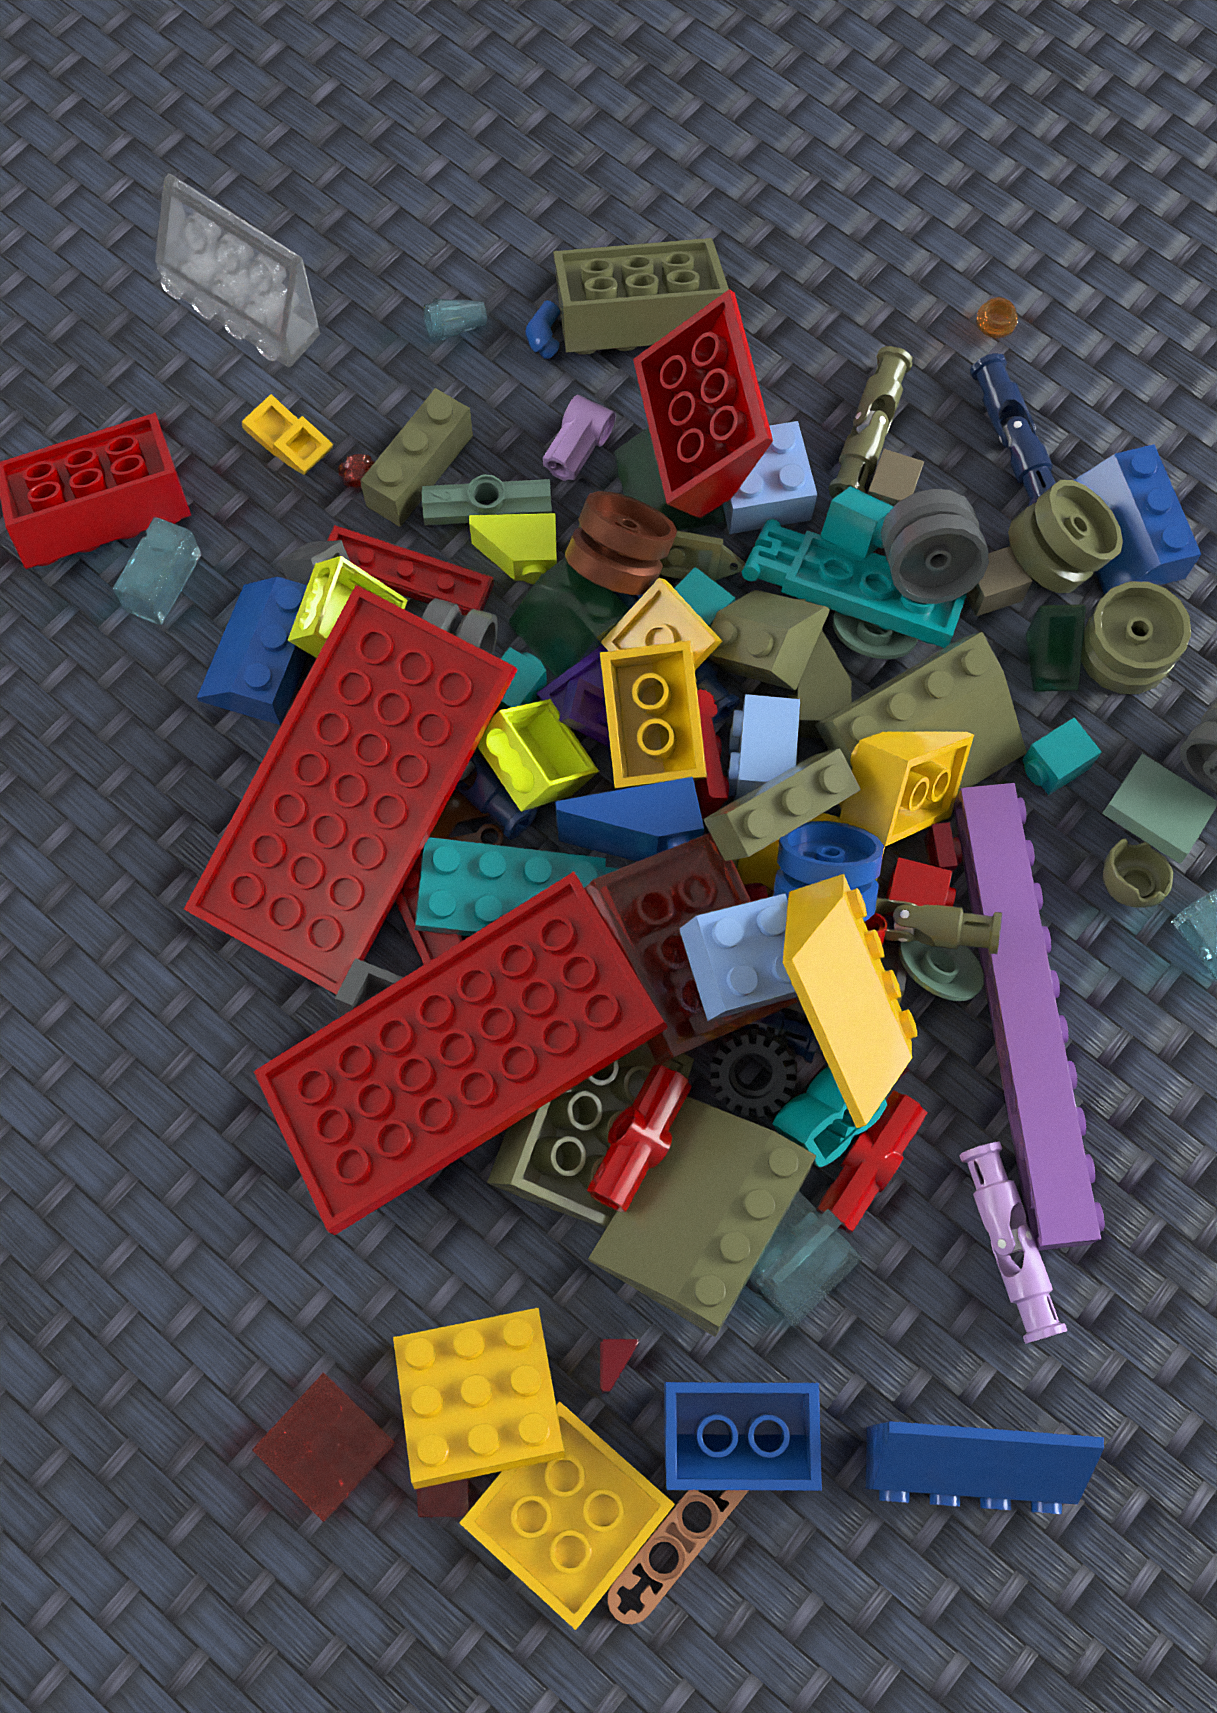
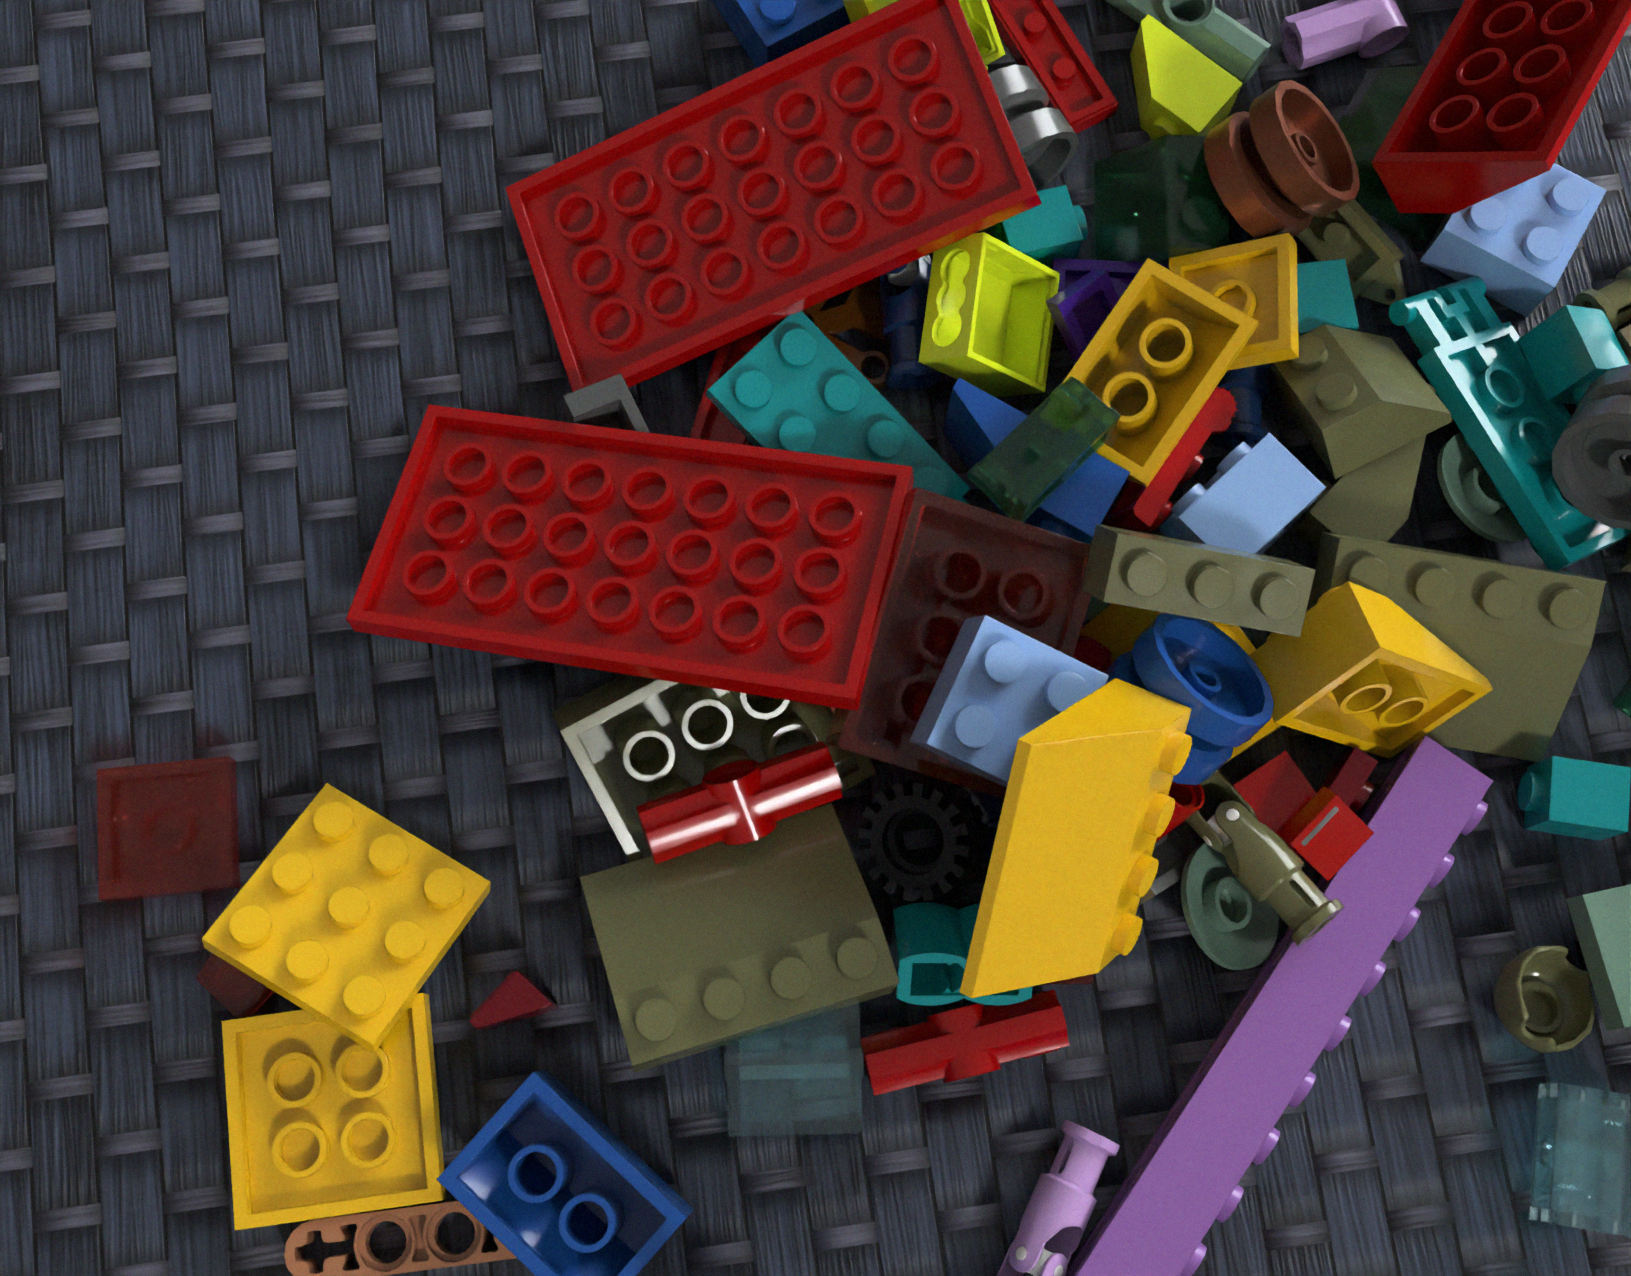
camera: 40 degrees right, 5 degrees up
(638, 802) = (1045, 449): none -> clear green hinge
(958, 883) = (1326, 833): none -> red tile

